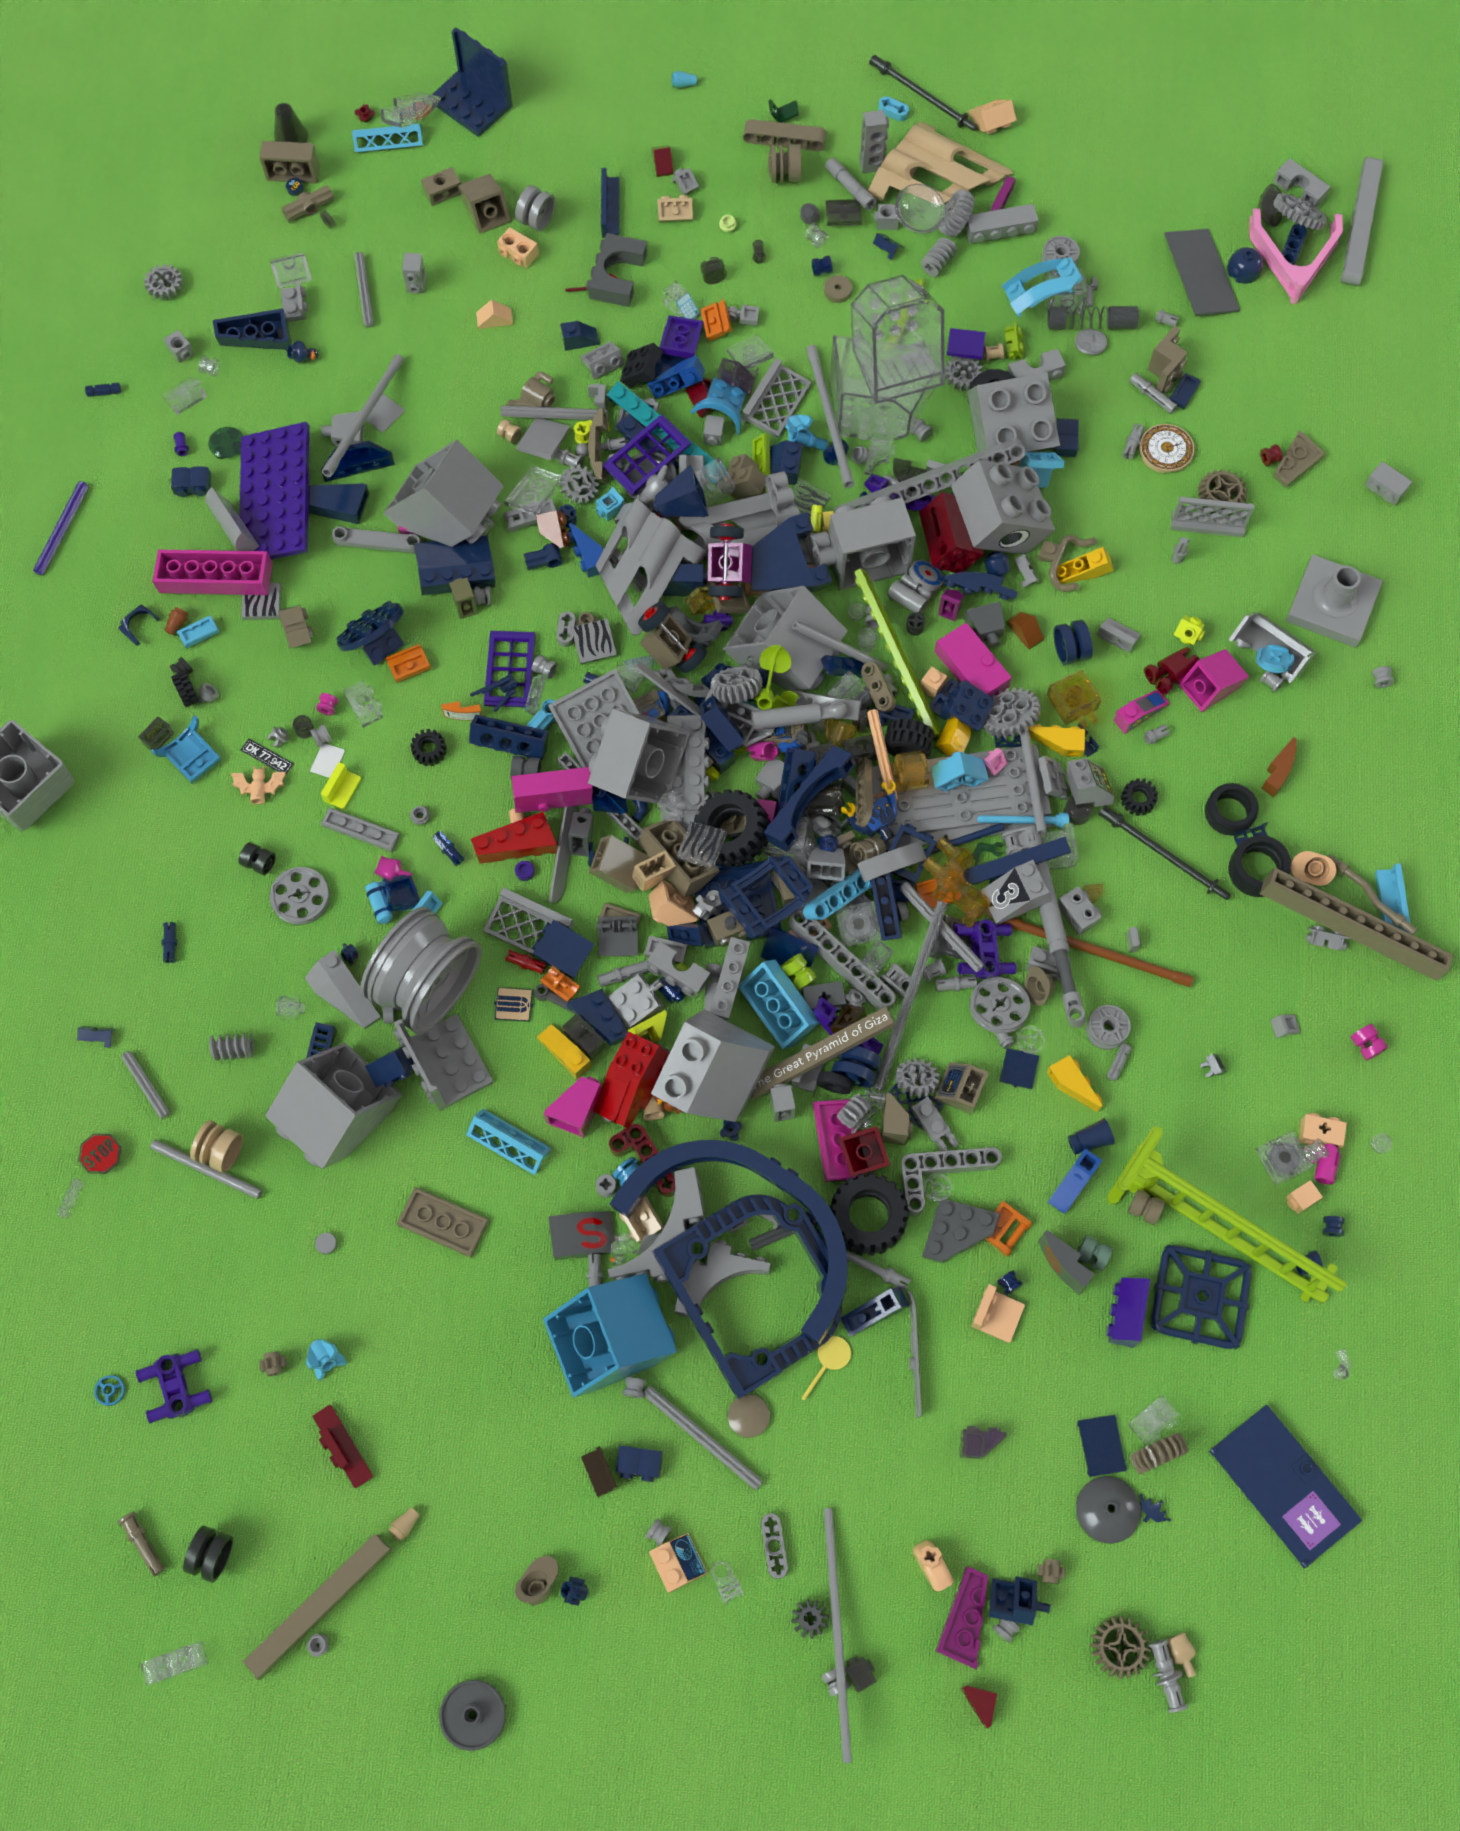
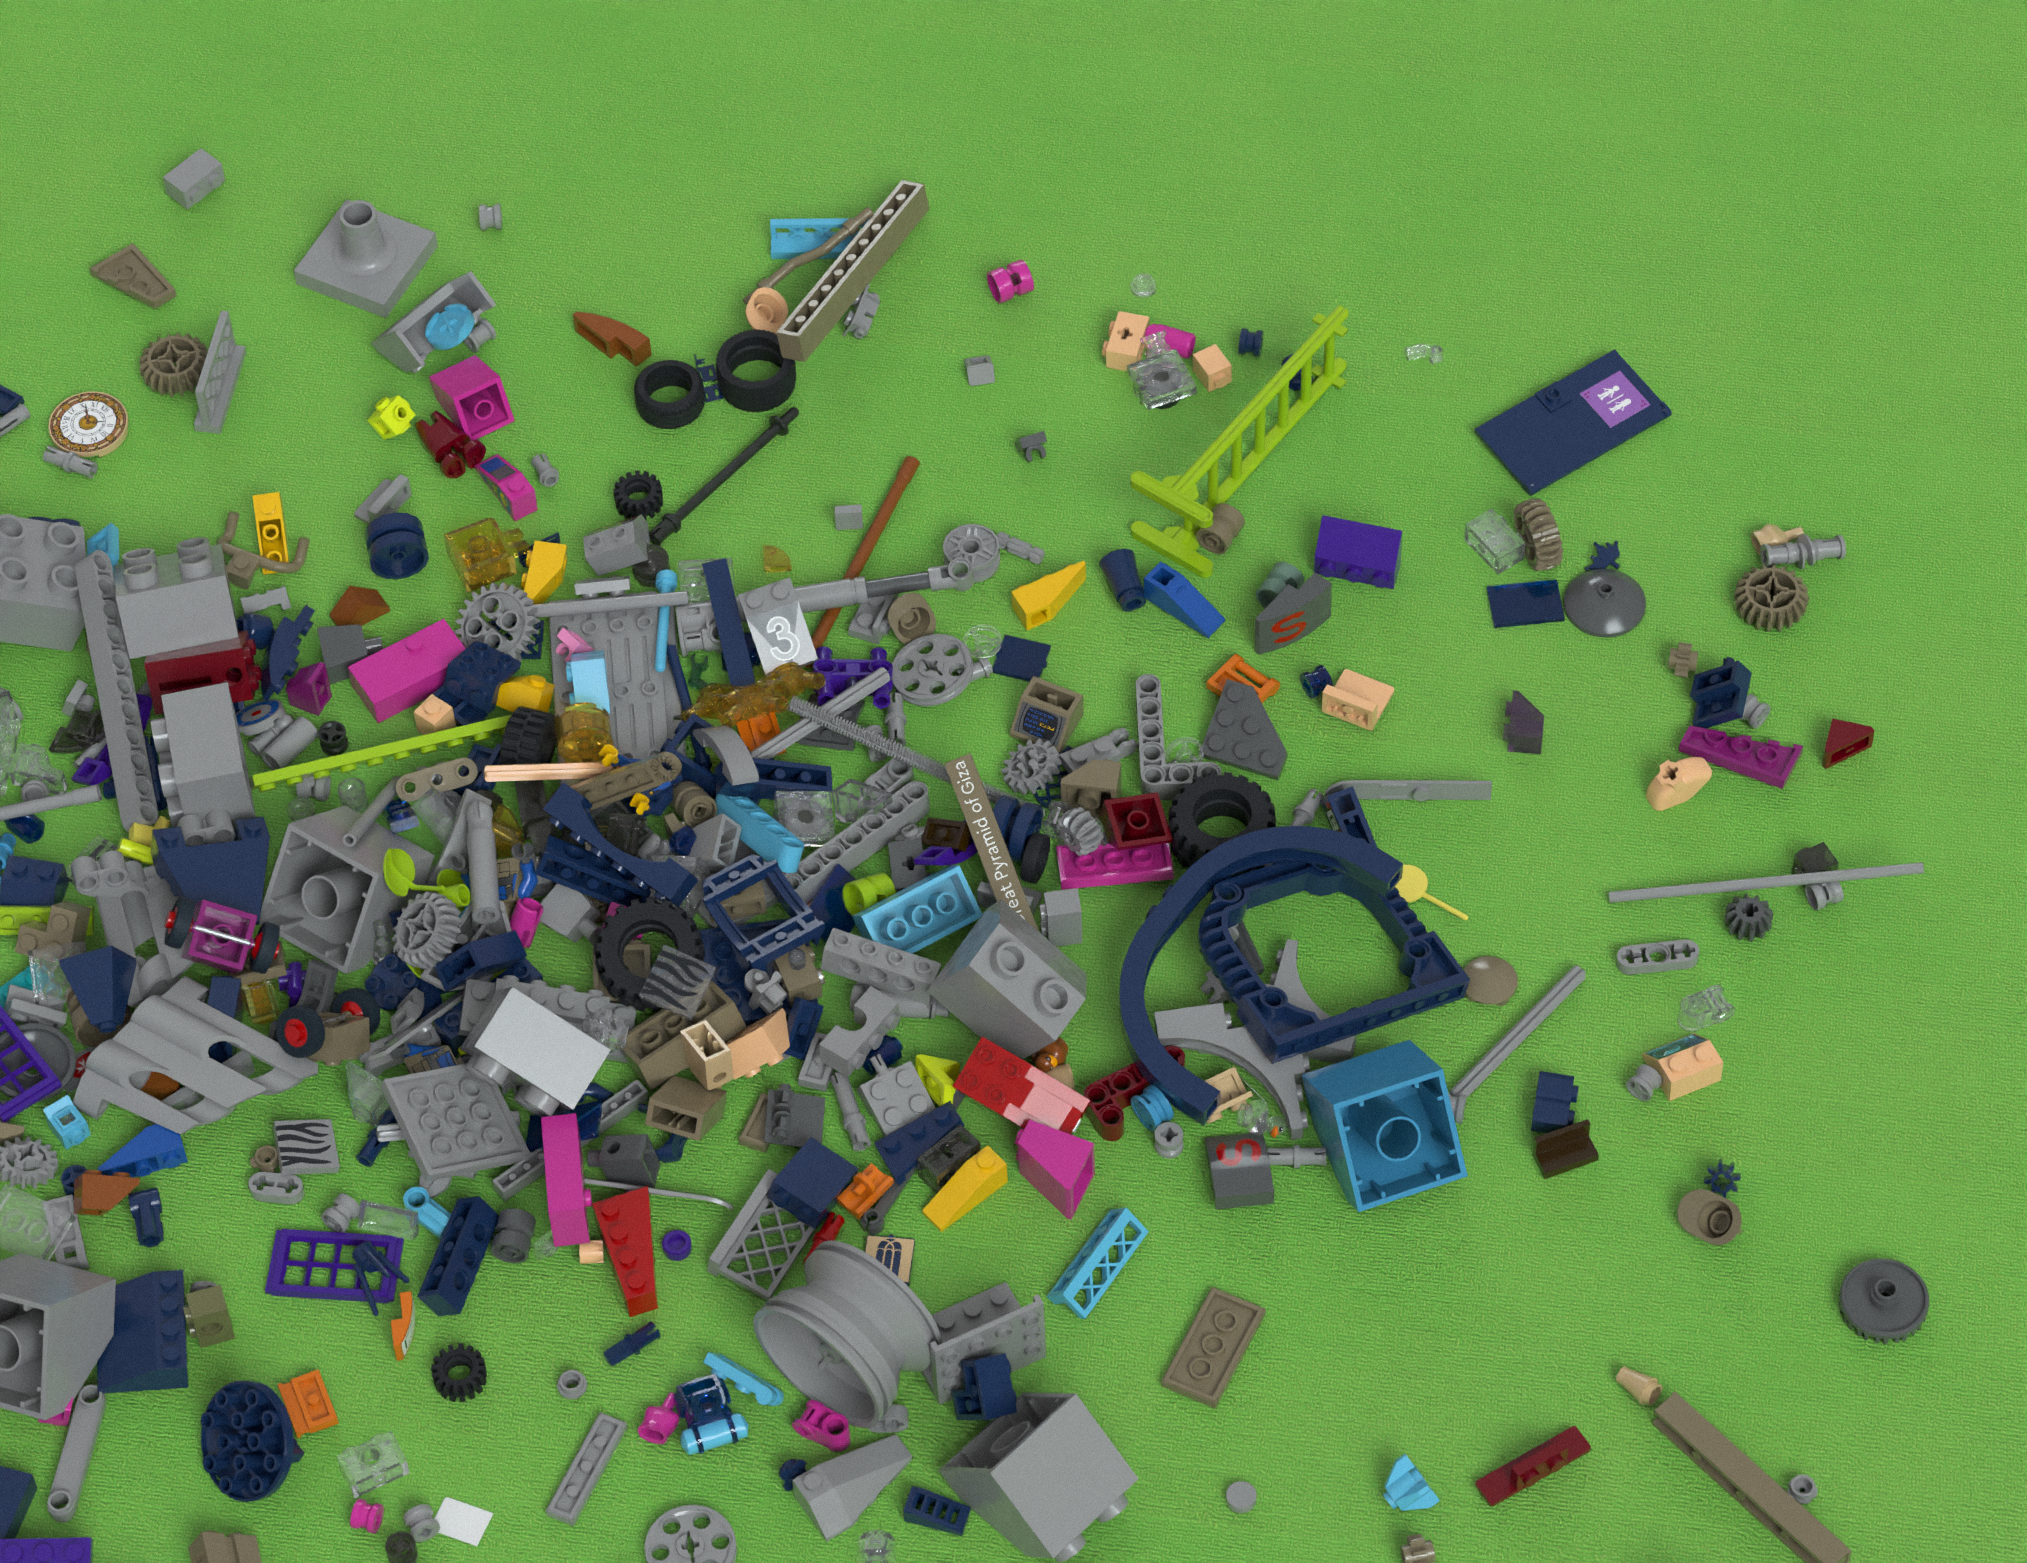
camera: 85 degrees left, 15 degrees down
(340, 787) = (512, 1496): neon yellow panel -> none
(653, 487) = (61, 1045): light grey animal -> none
(736, 1126) = (1100, 988): dark blue plate -> none
(1079, 910) = (805, 566): light grey brick -> none
(1180, 550) = (266, 414): light grey axle -> none
(1190, 1304) = (1327, 471): dark blue plate -> none
(1271, 455) = (123, 304): dark red wheel -> none

